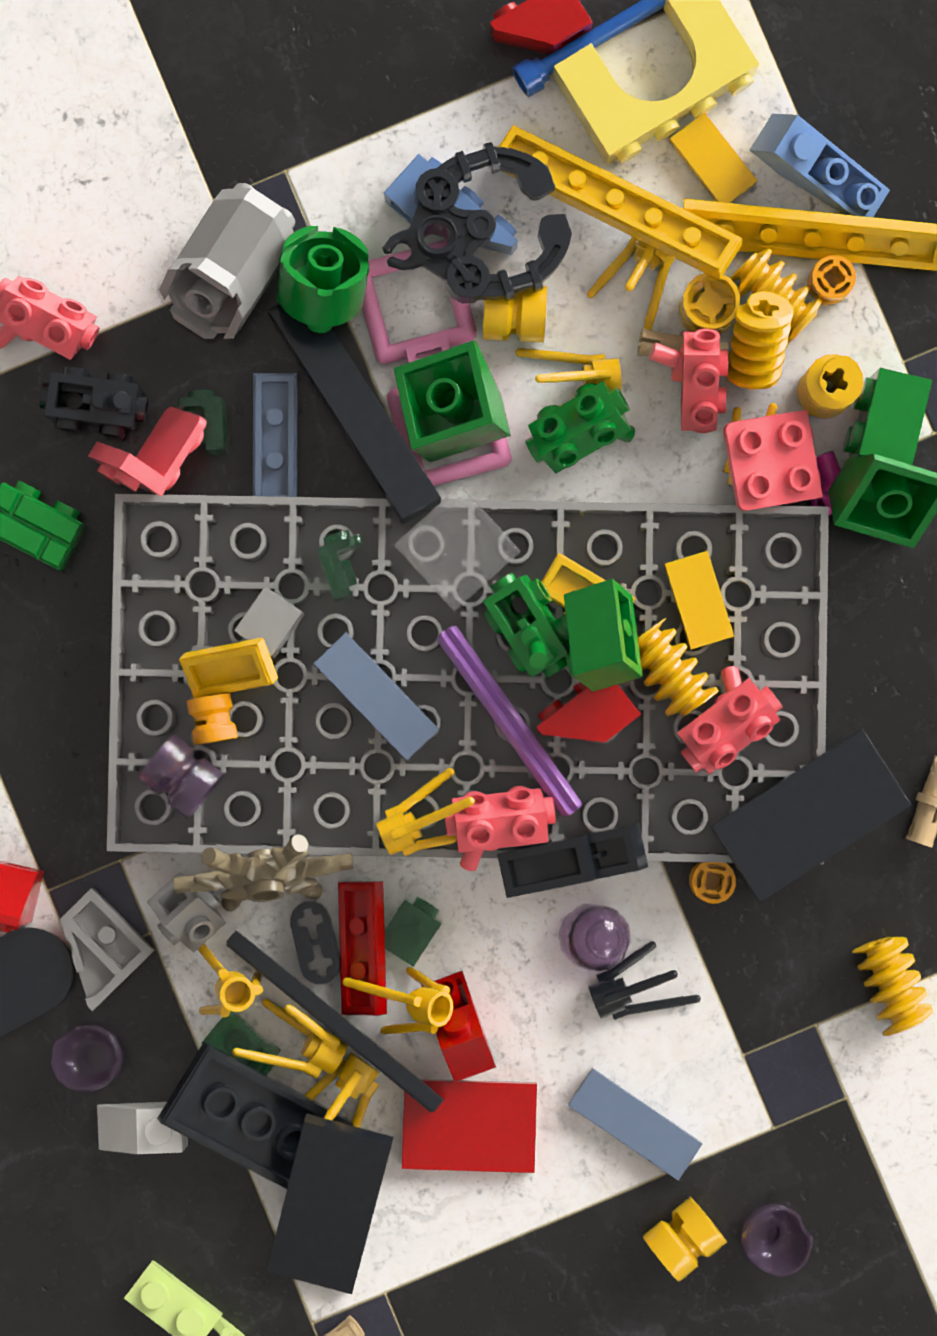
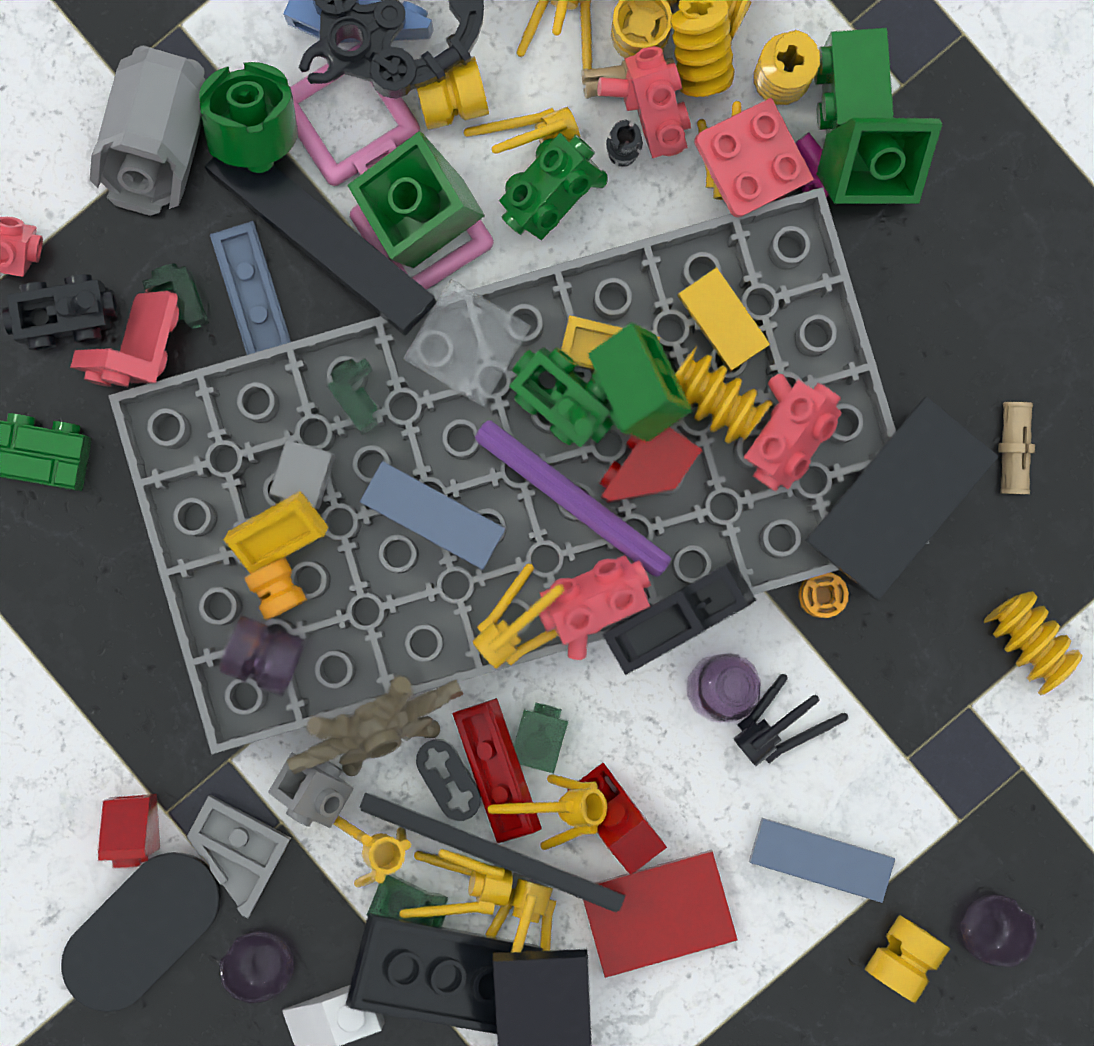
camera: 25 degrees left, 0 degrees up
(658, 399) = (619, 135): none -> black pin

